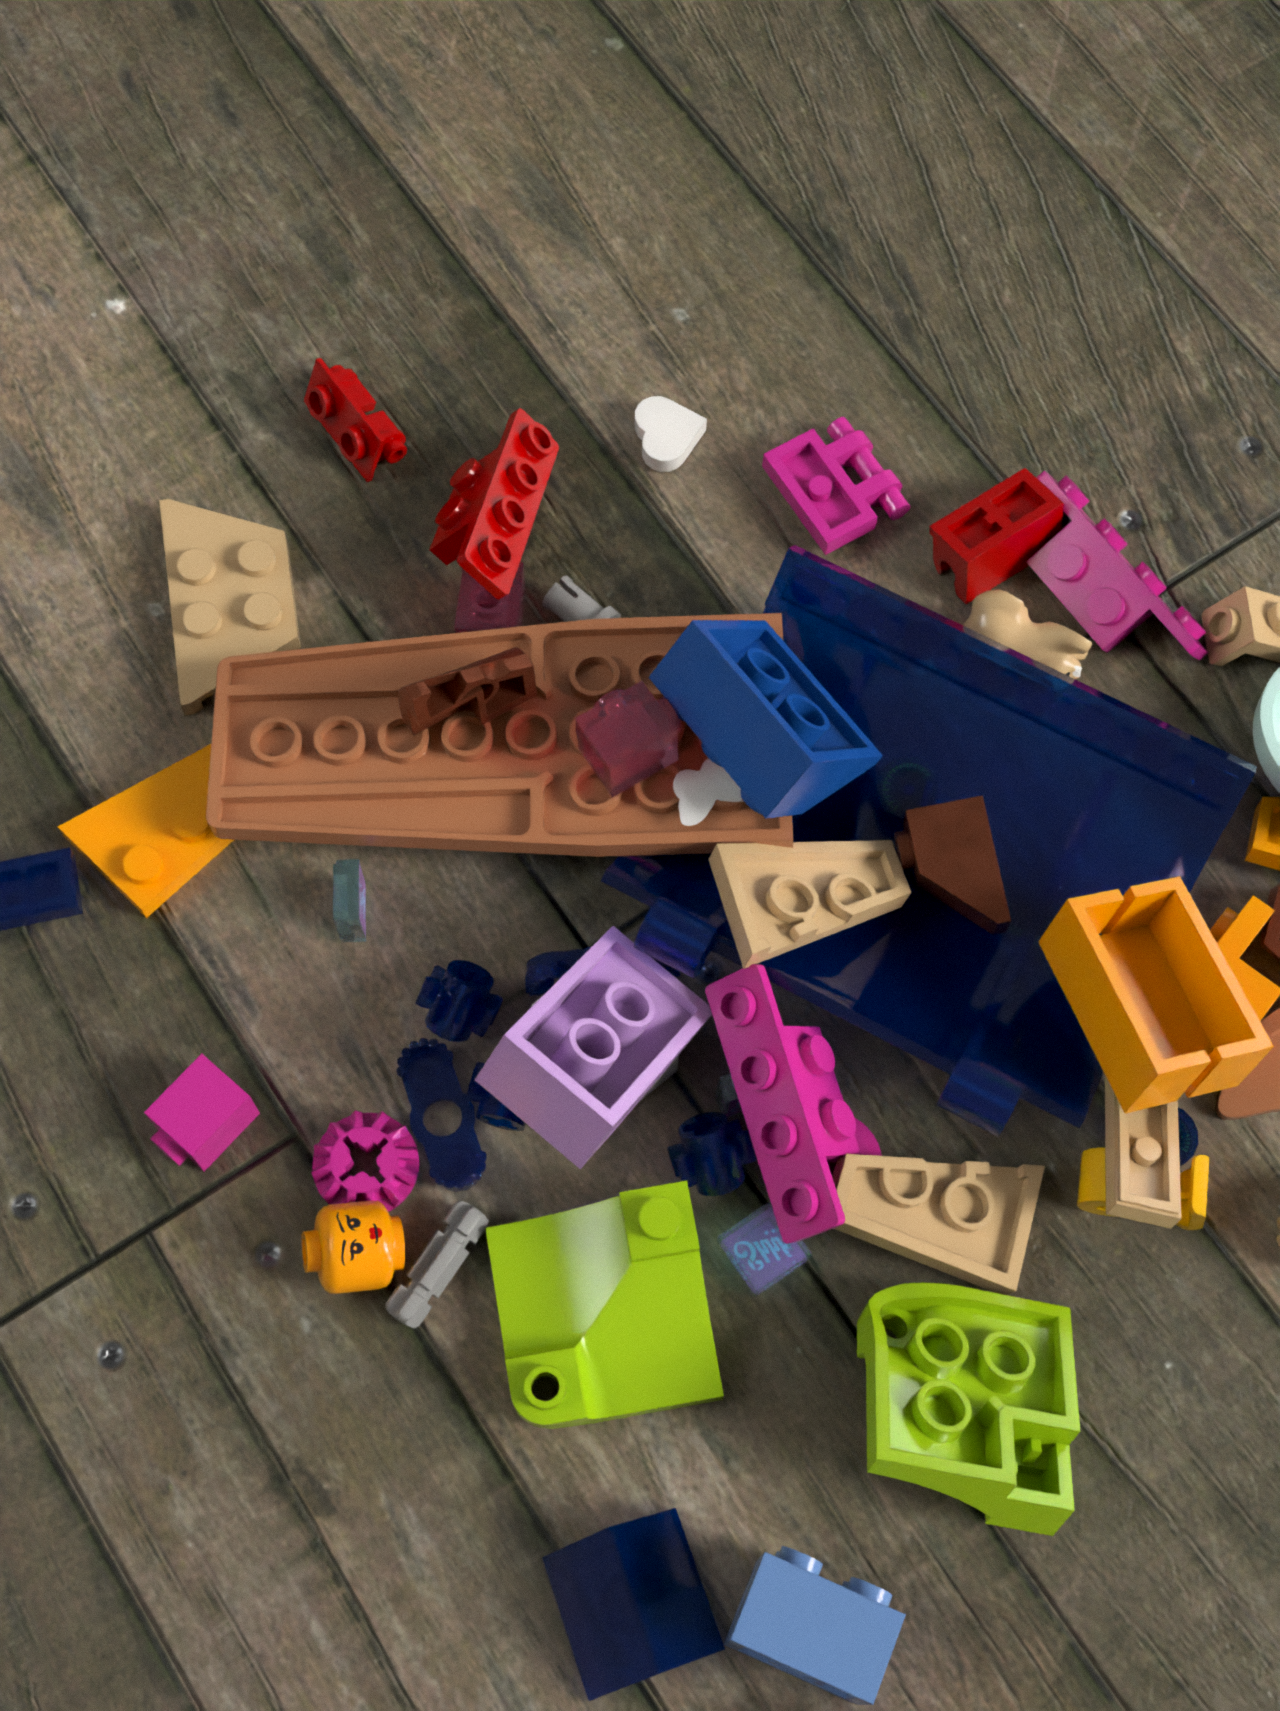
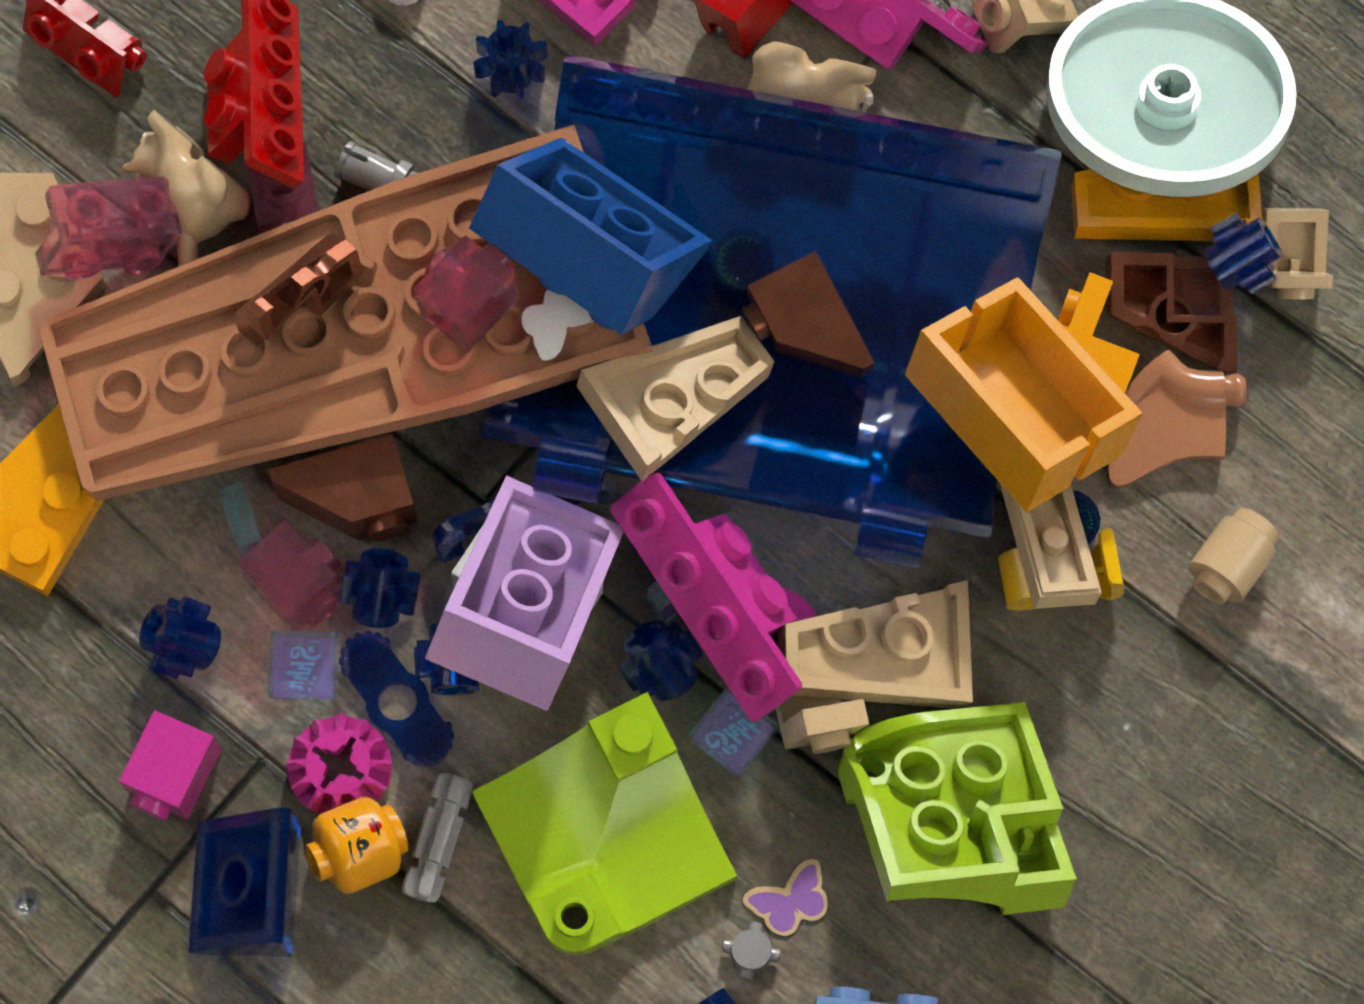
camera: 20 degrees left, 5 degrees up
(237, 1254) = (245, 884): none -> clear blue slope
(253, 991) = (180, 637): none -> clear blue gear
(313, 589) = (108, 227): none -> clear pink bracket
(363, 1054) = (302, 665): none -> clear light blue tile
(380, 965) = (293, 576): none -> clear pink brick
(407, 582) = (201, 192): none -> tan animal
(463, 898) = (351, 489): none -> copper slope
(715, 1478) = (751, 951): none -> light grey piece
(741, 543) = (510, 59): none -> clear blue gear
(779, 1441) = (789, 905): none -> medium lavender sticker
(853, 1265) = (820, 722): none -> tan bracket

